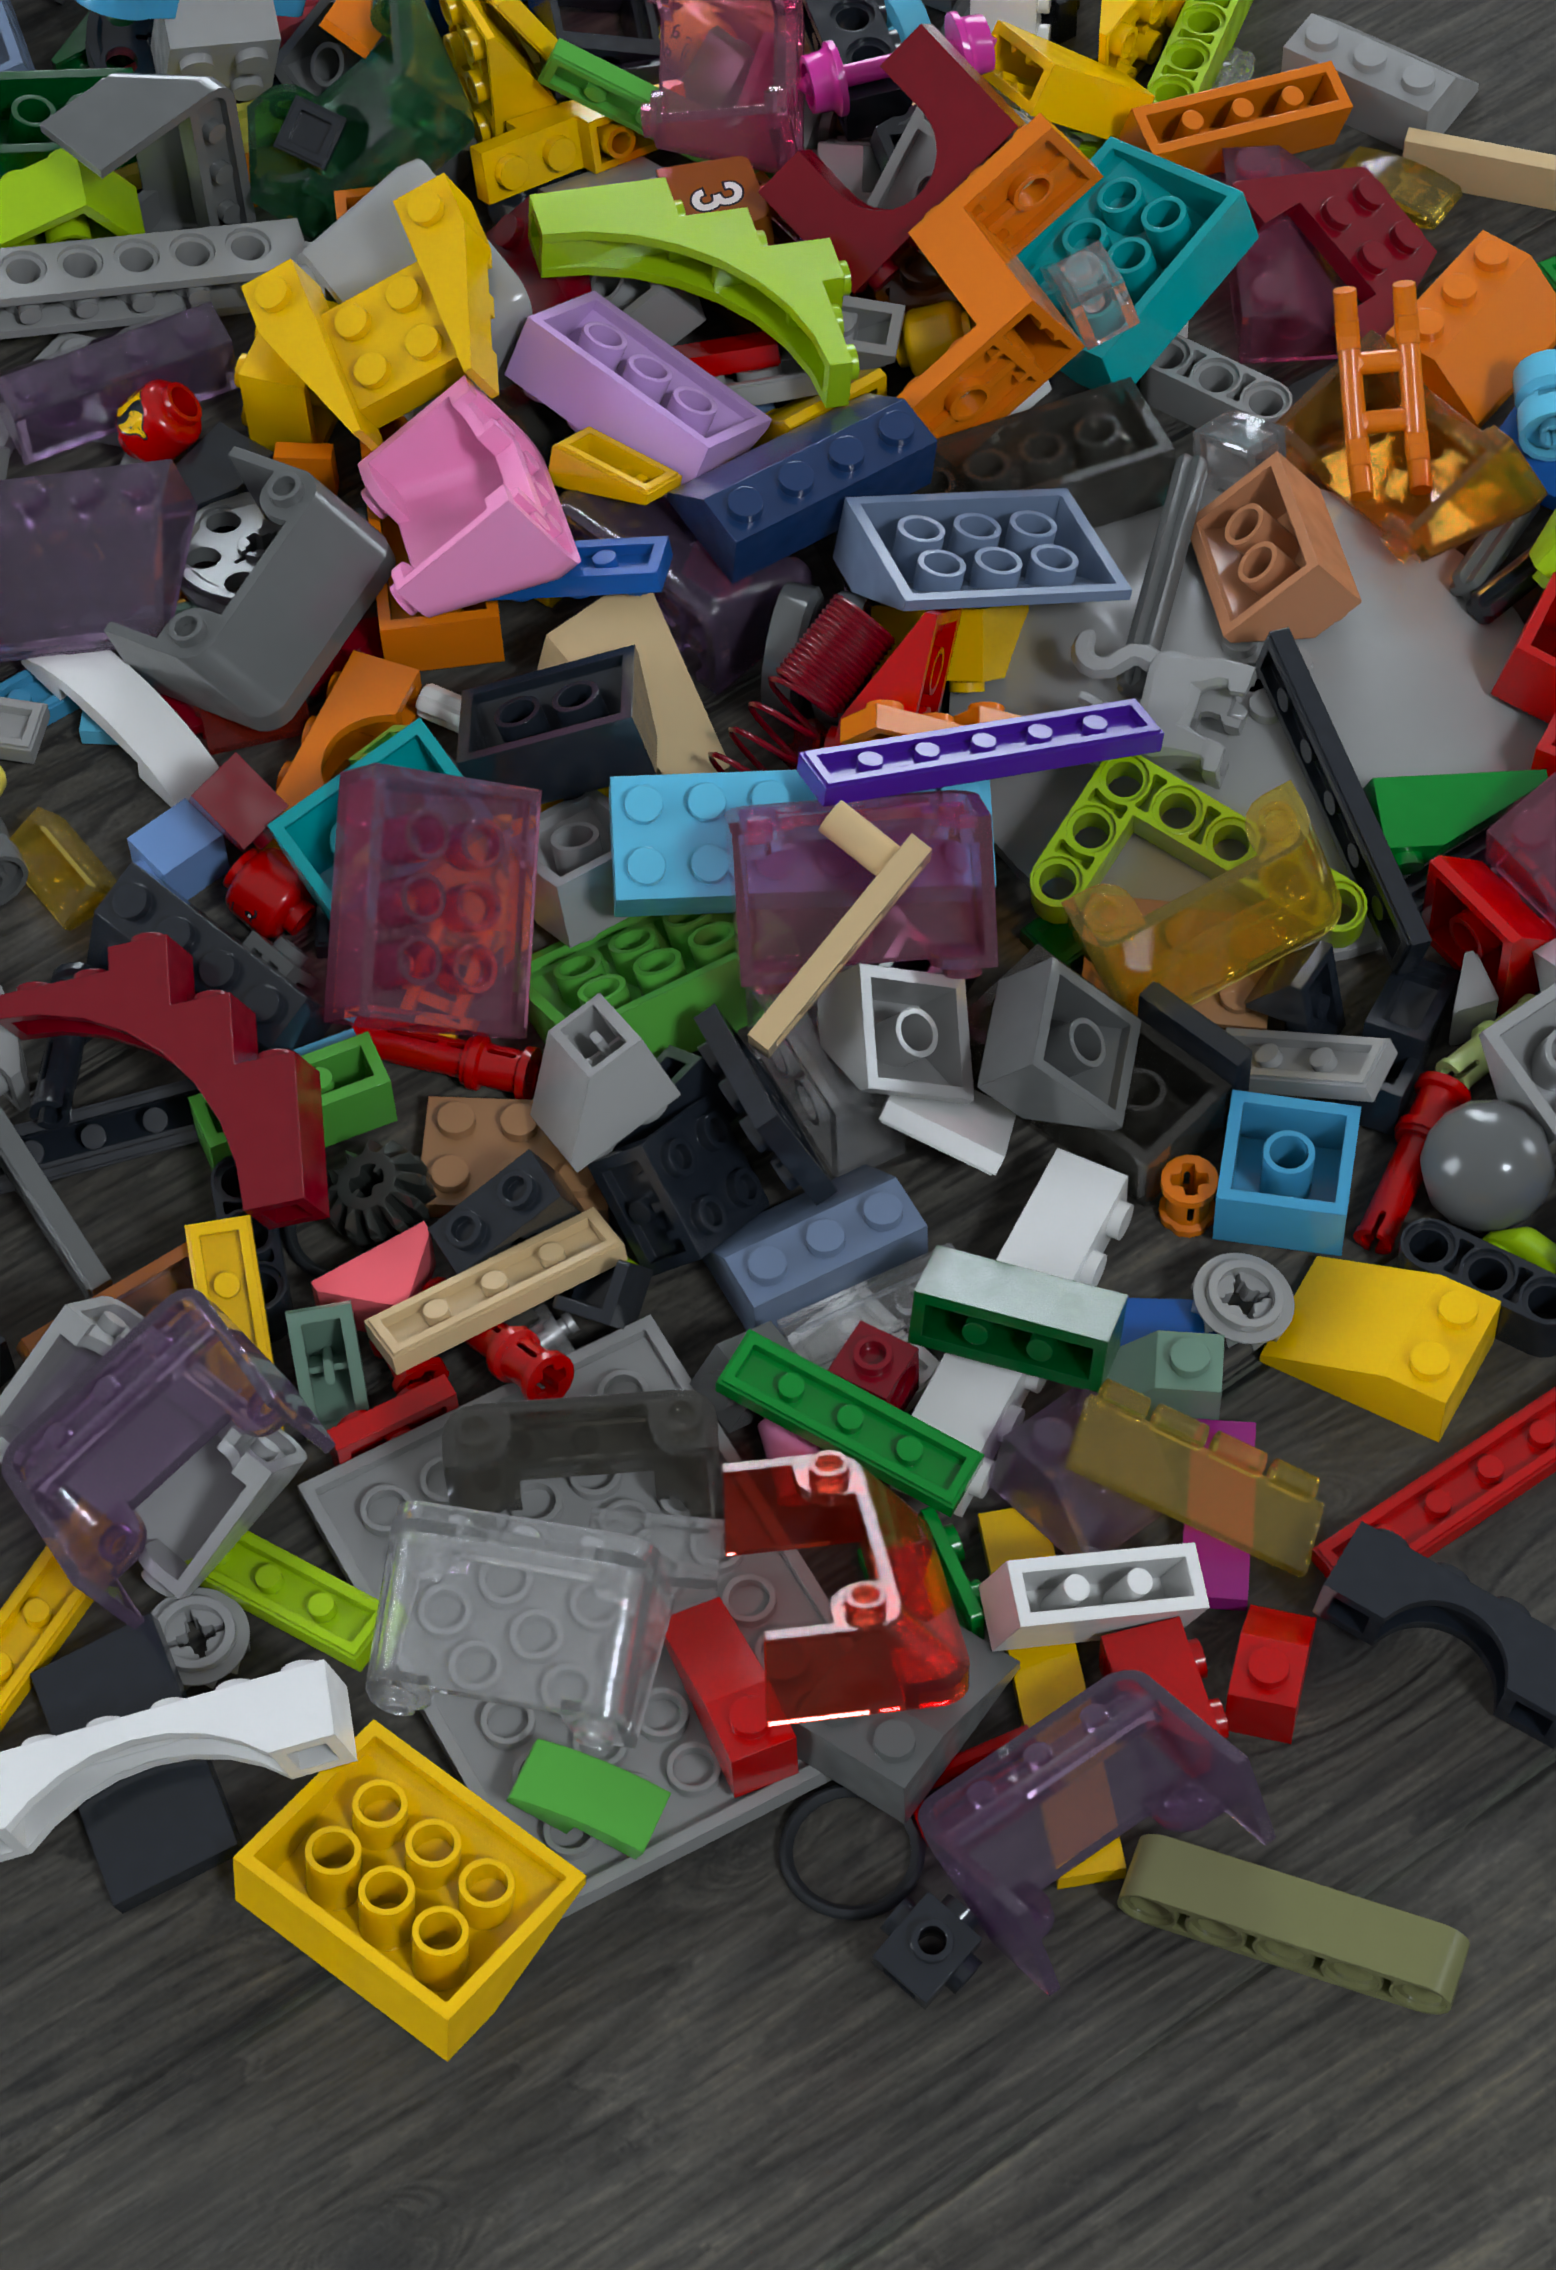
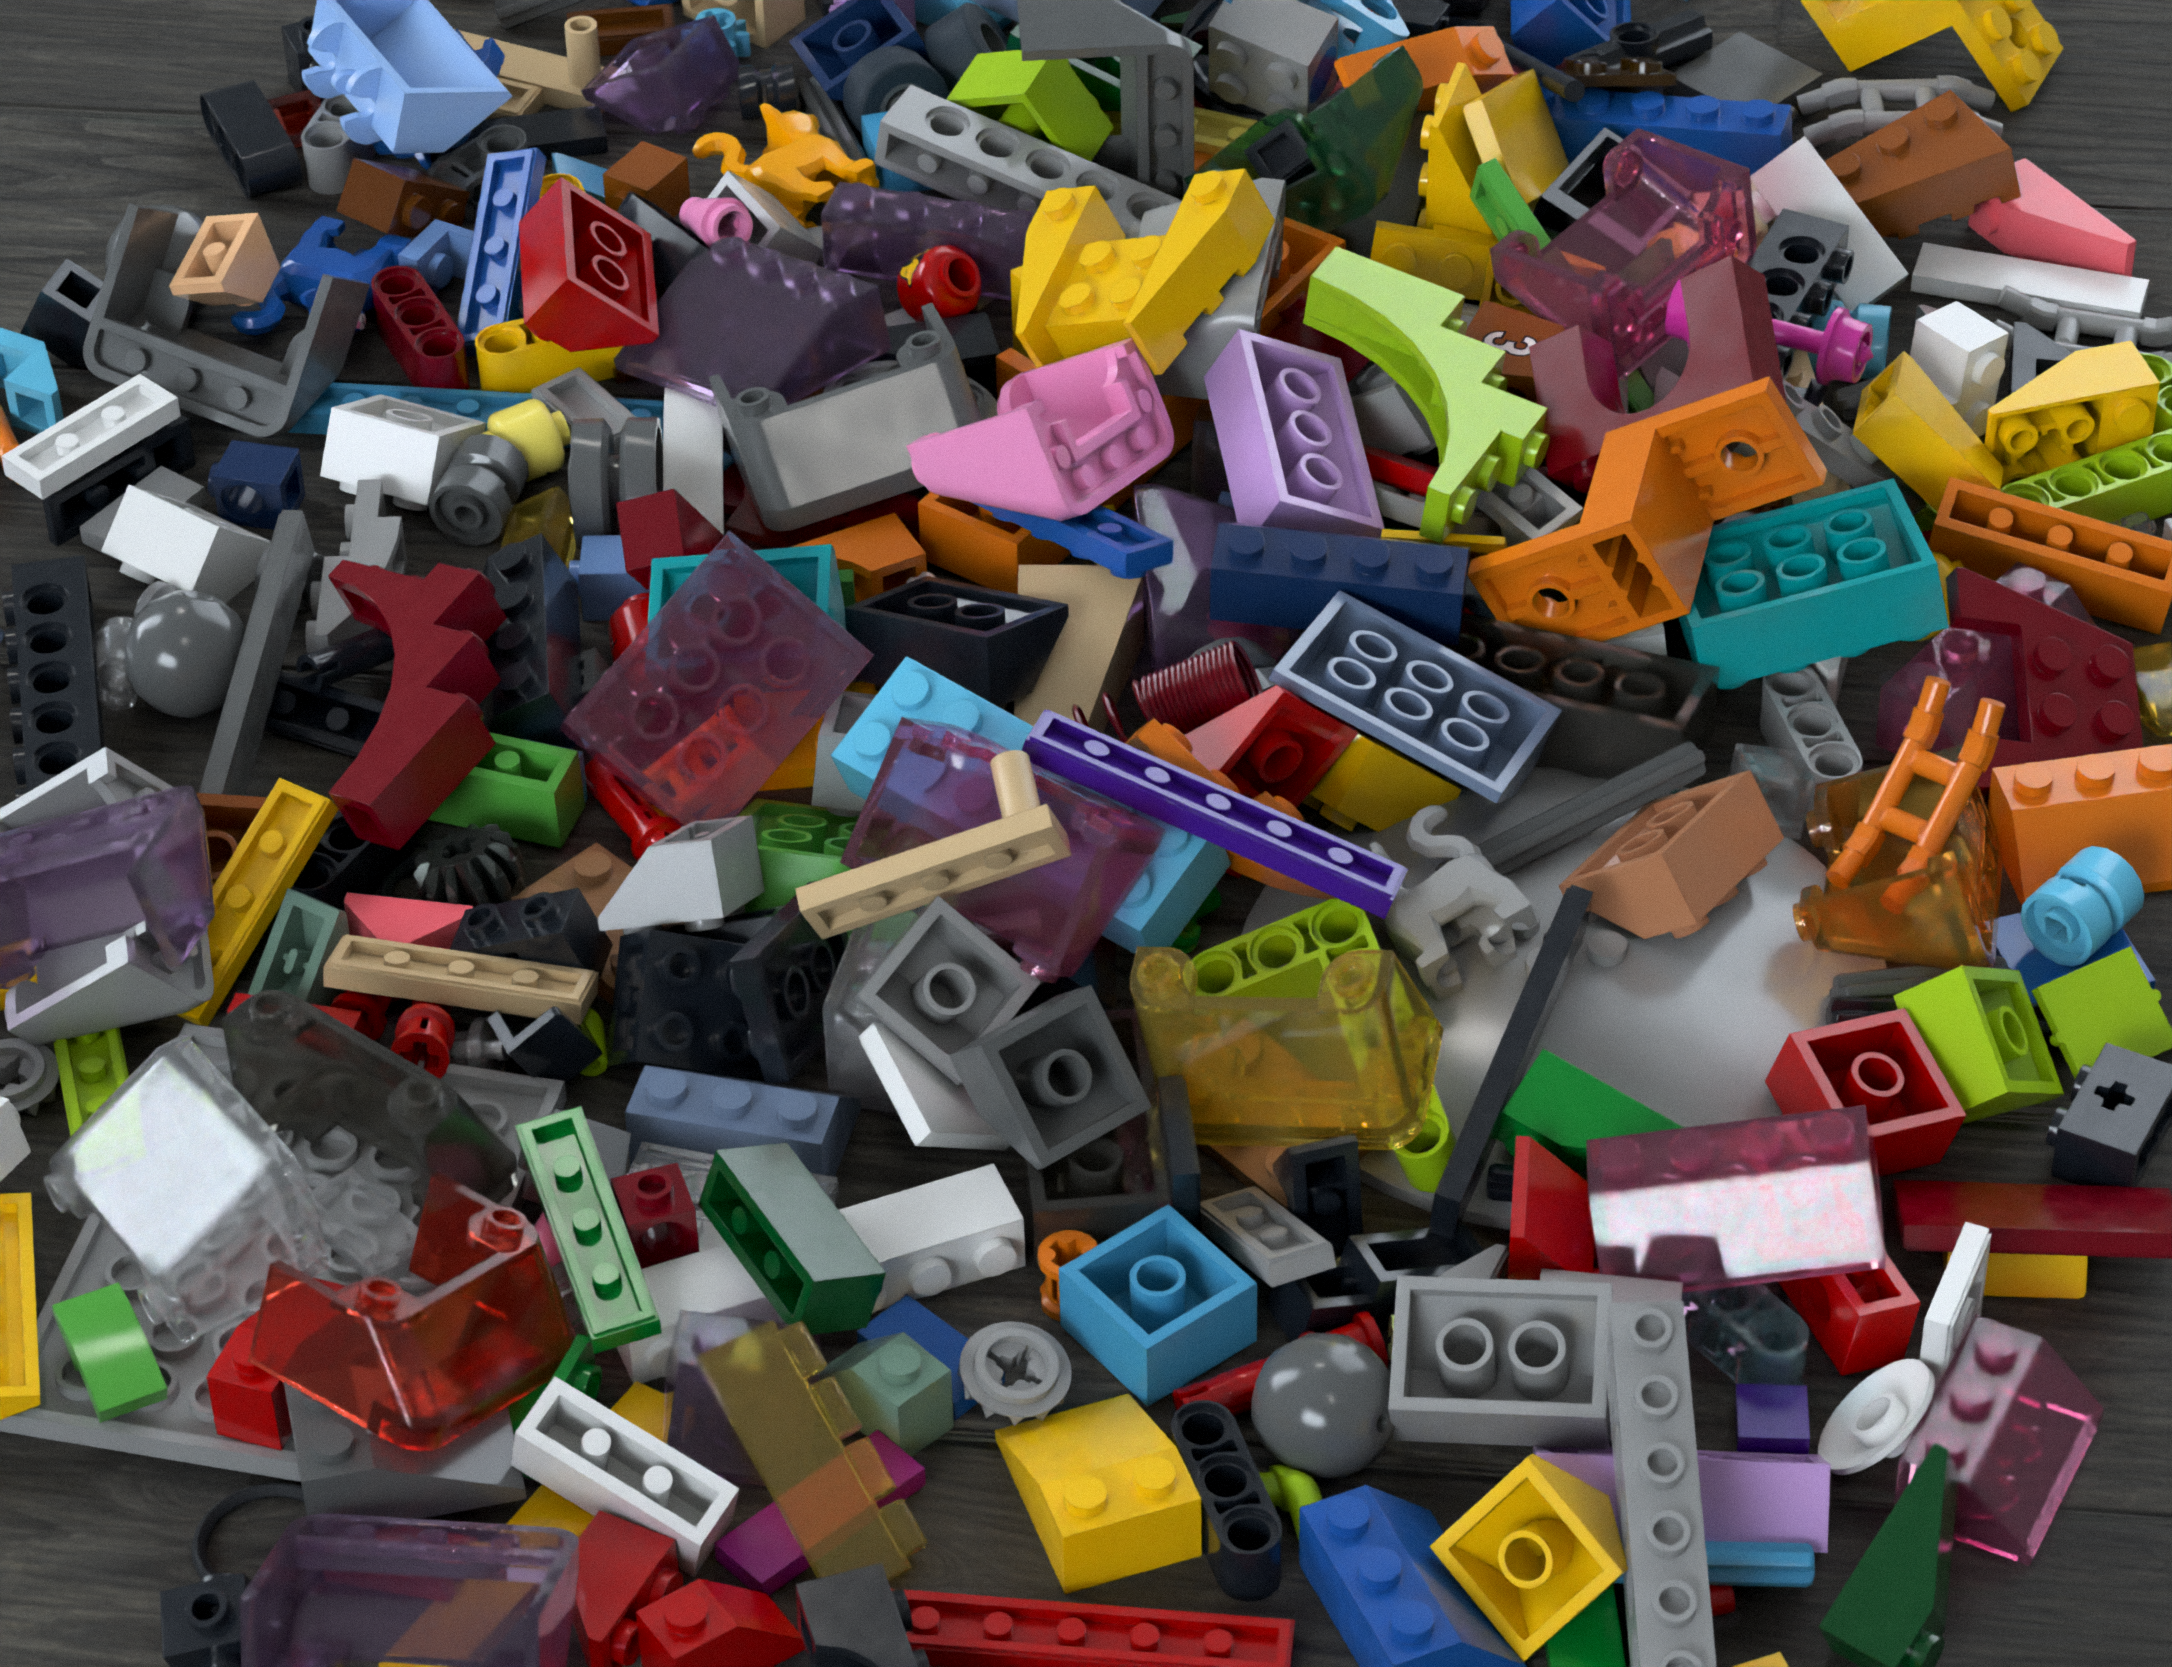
camera: 40 degrees right, 15 degrees down
(104, 772) = (602, 479): none -> dark grey wheel
(609, 469) = (1204, 481): yellow slope -> none
(1091, 294) = (1725, 565): clear slope -> none

